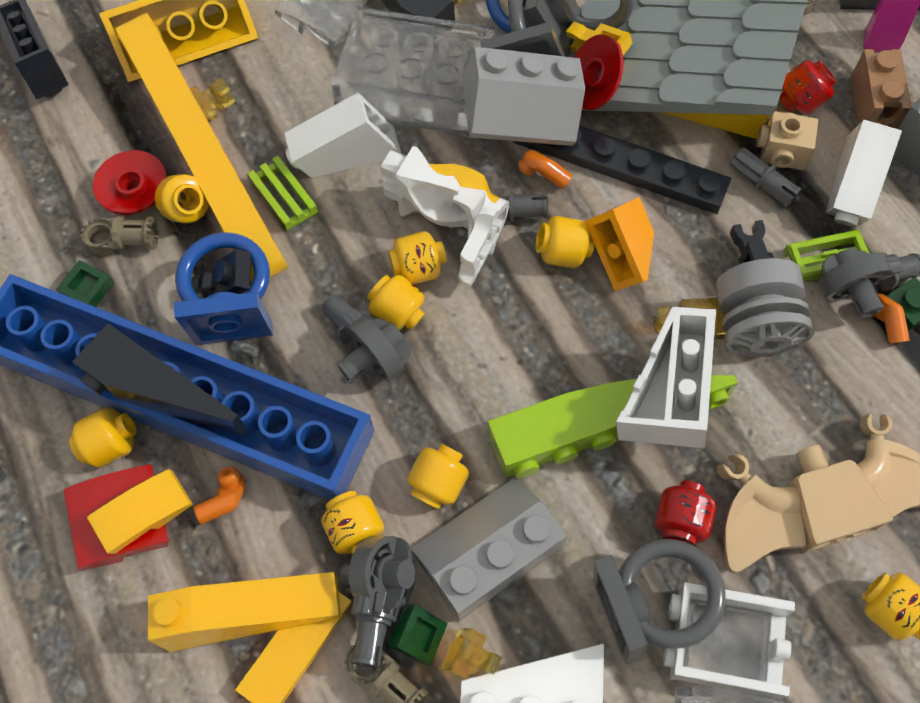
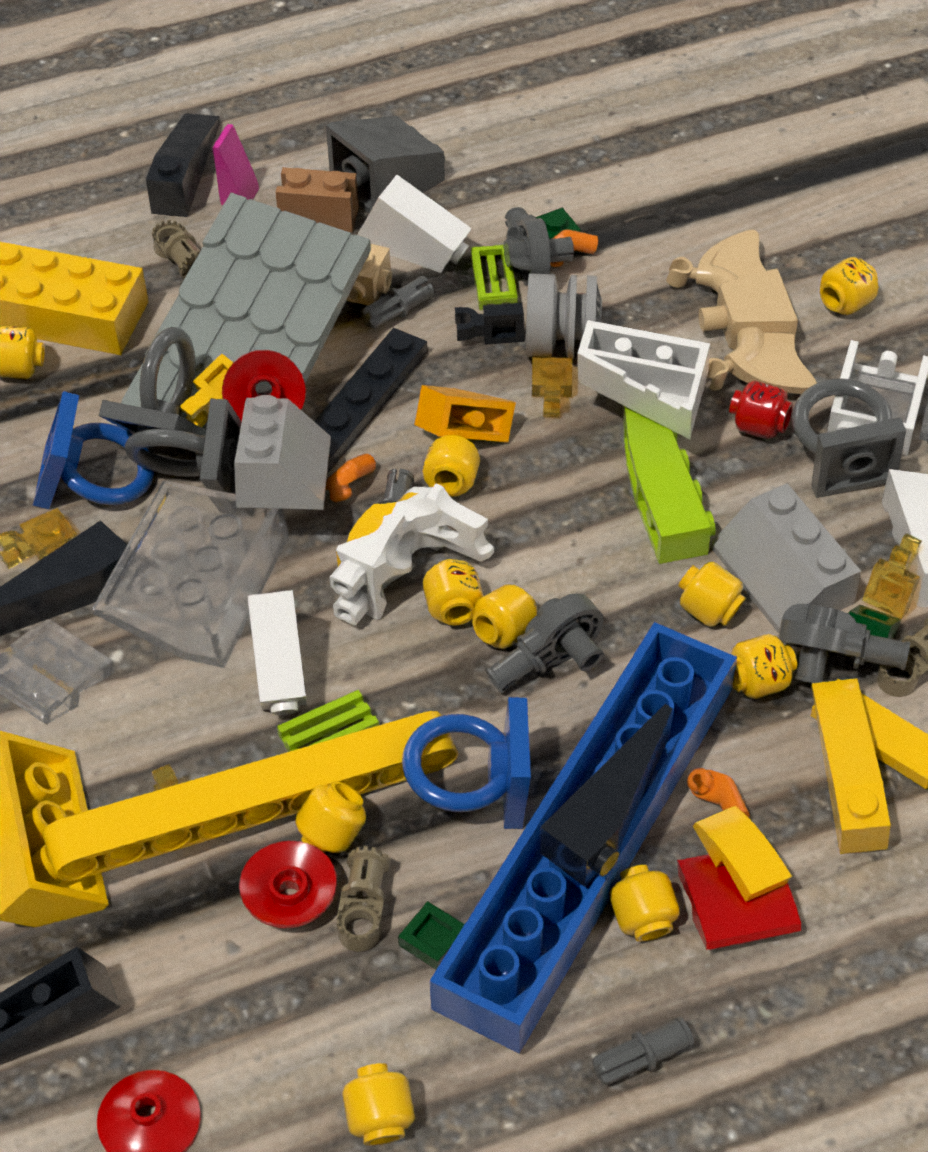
camera: 85 degrees left, 15 degrees down
(229, 275) = (458, 757): black plate -> none

